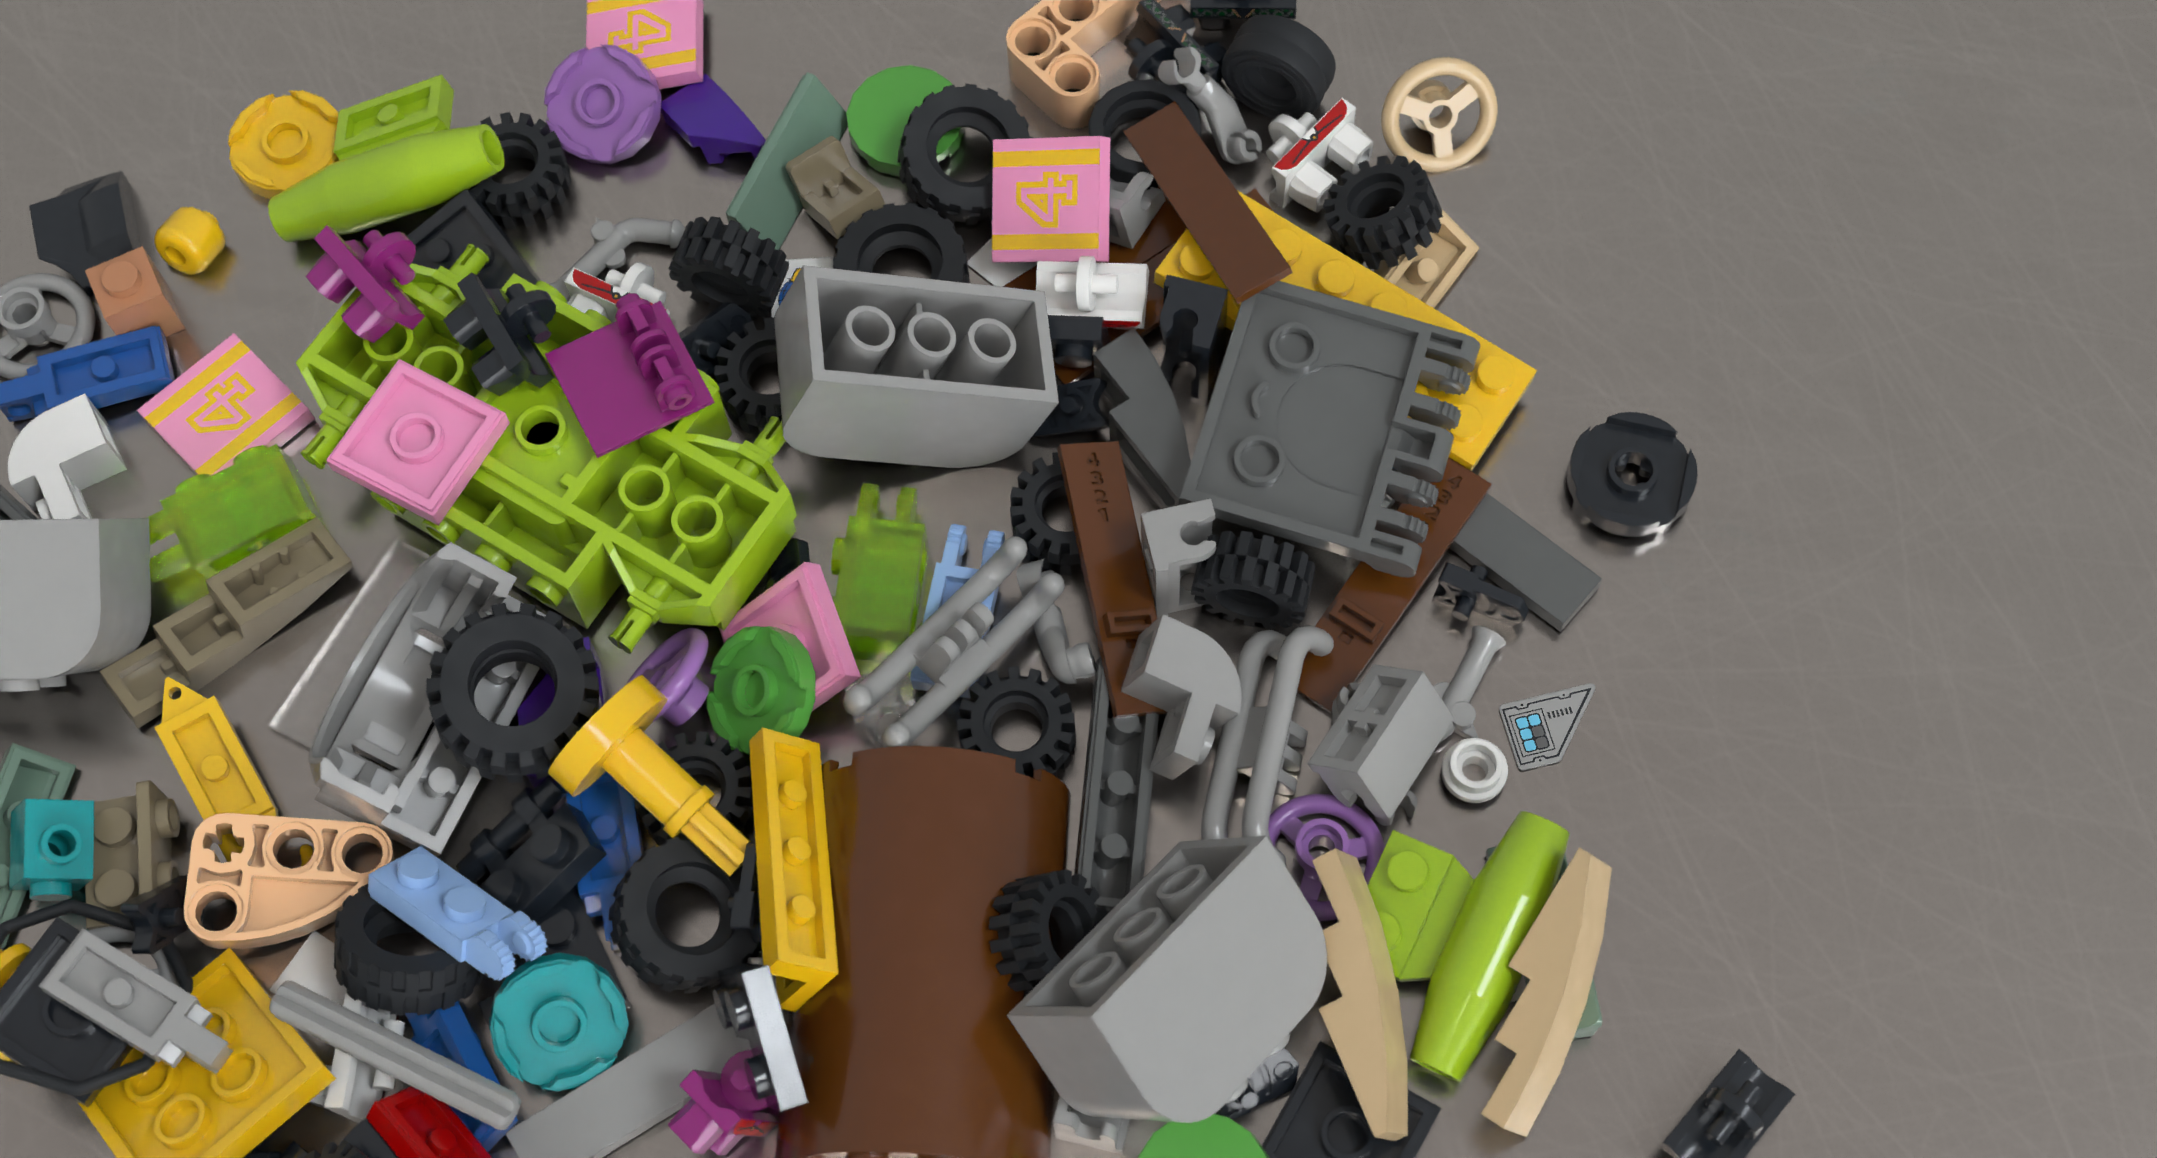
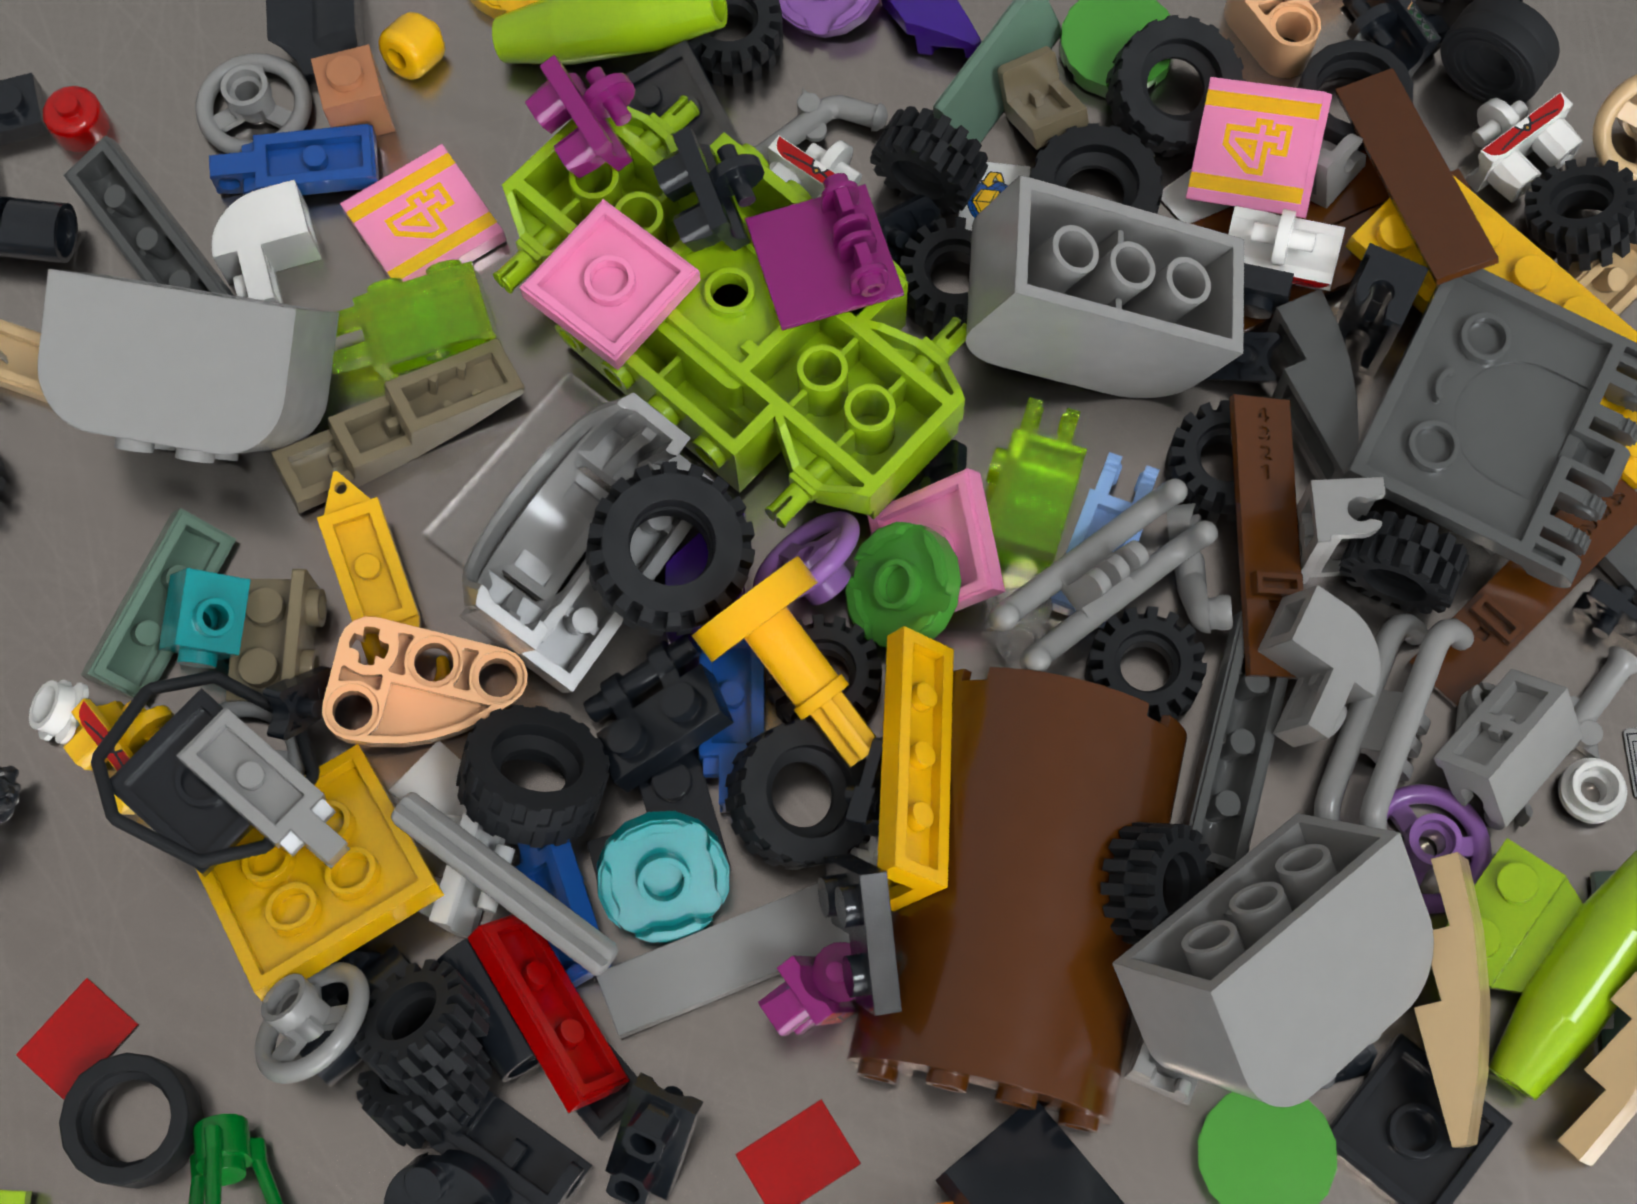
camera: 10 degrees right, 5 degrees up
(456, 913) = (582, 755): light blue hinge -> none
(1227, 126) = (1432, 81): light grey arm -> none

